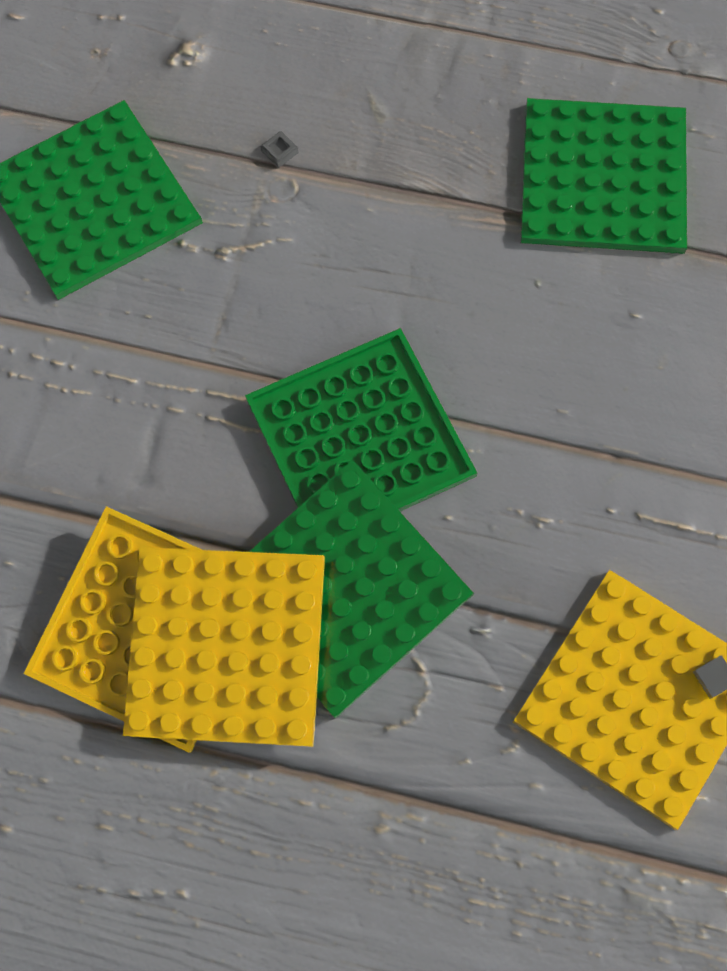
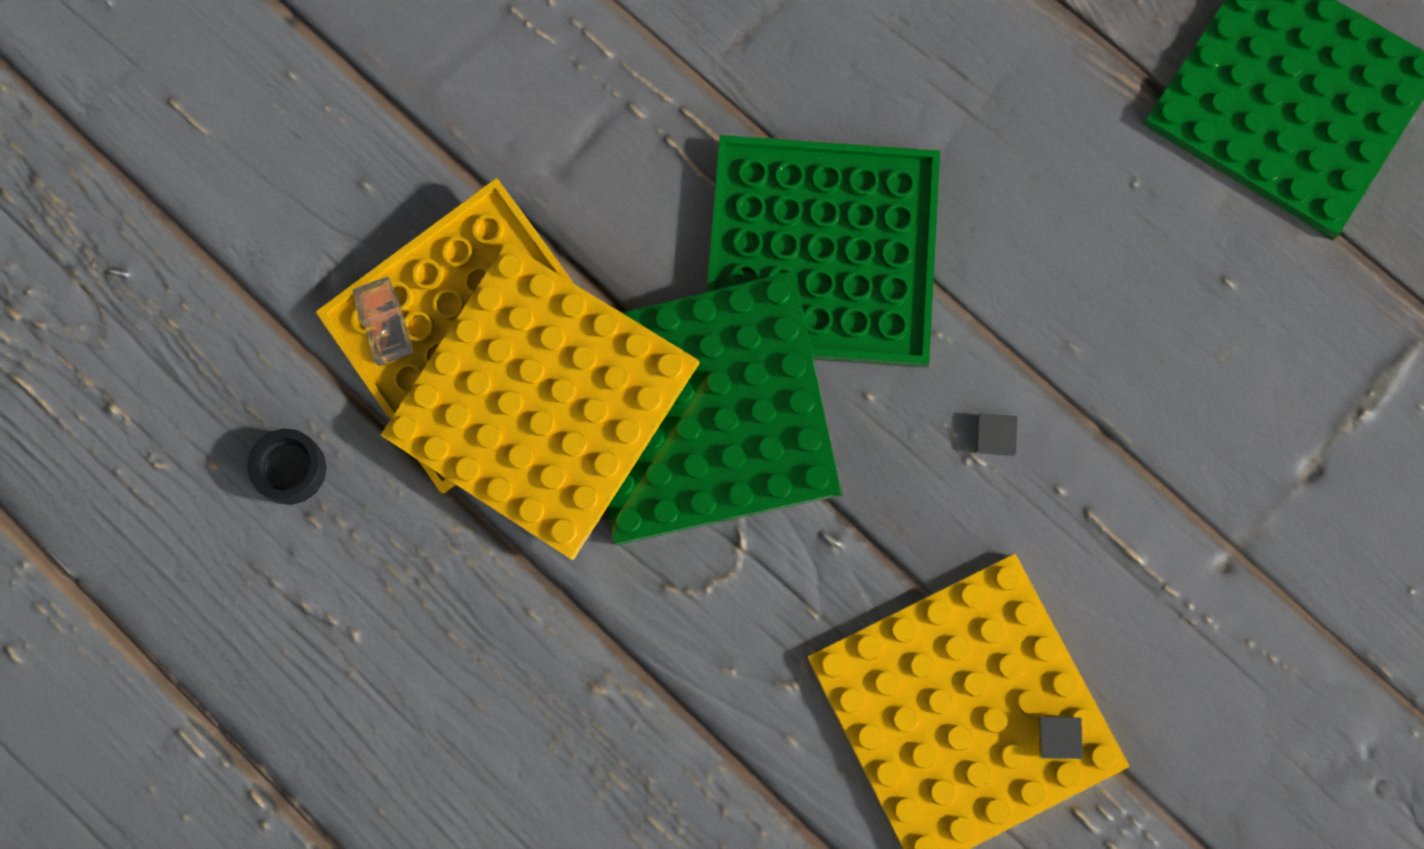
camera: 30 degrees right, 5 degrees up
(40, 793) = (266, 446): none -> black tyre
(79, 652) = (383, 320): none -> clear slope
(548, 496) = (996, 434): none -> dark grey tile

